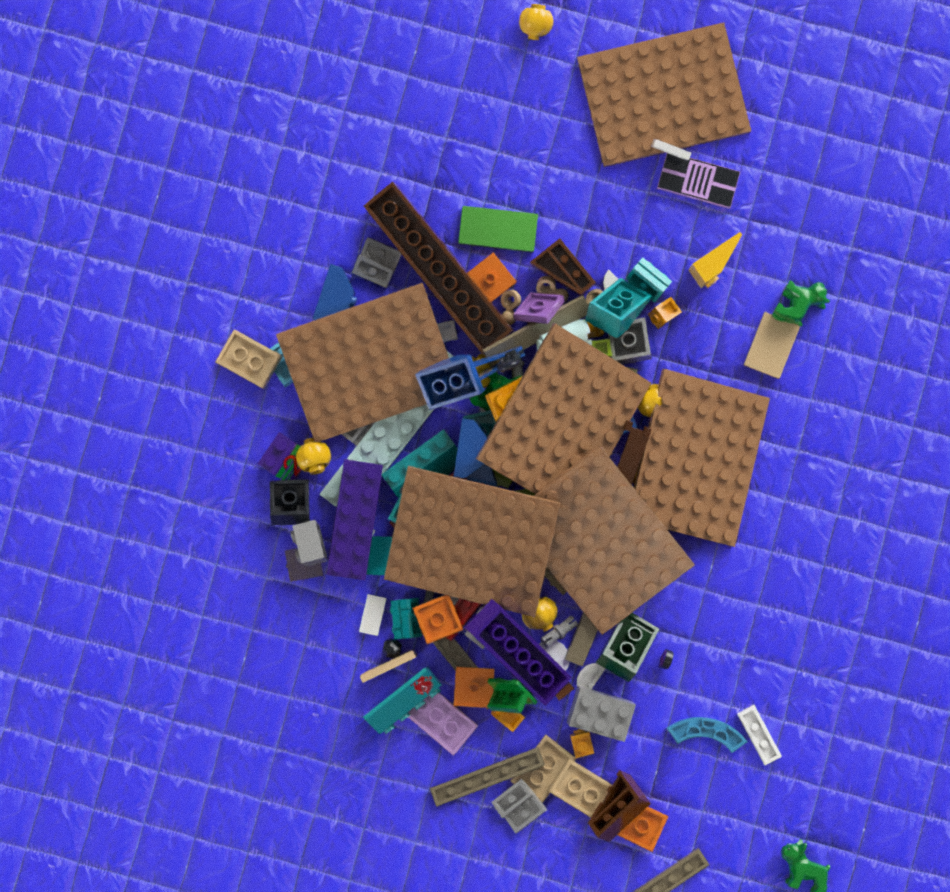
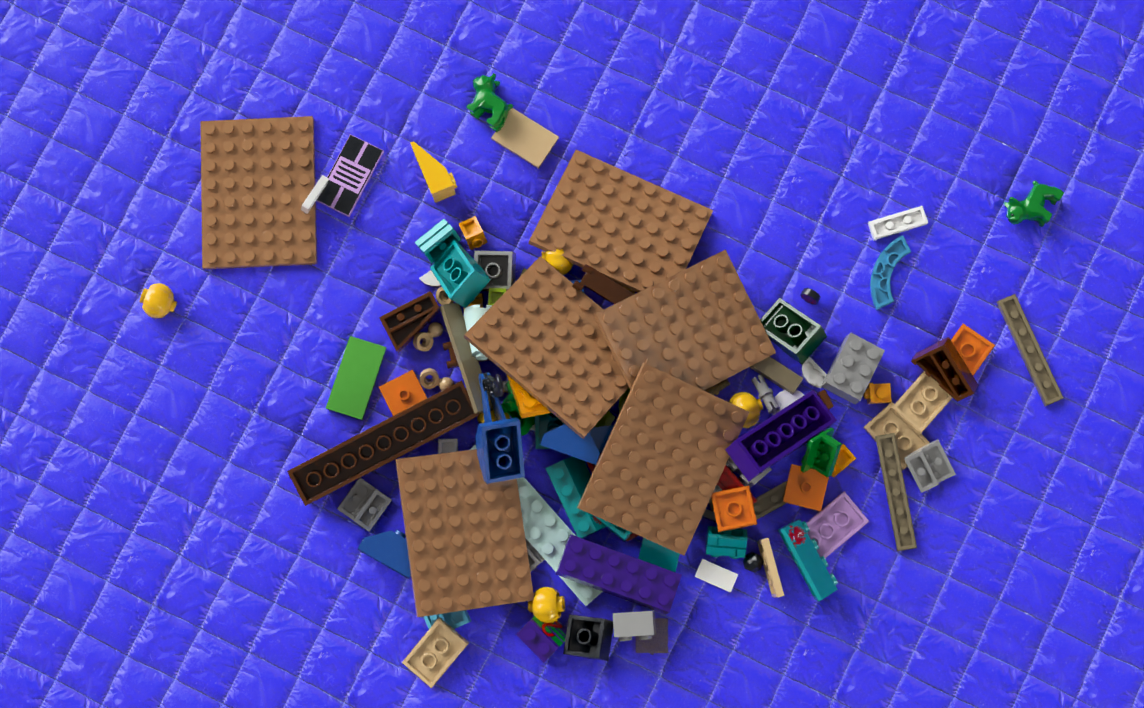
camera: 80 degrees left, 5 degrees down
(538, 307) = (443, 351): medium lavender tile -> none

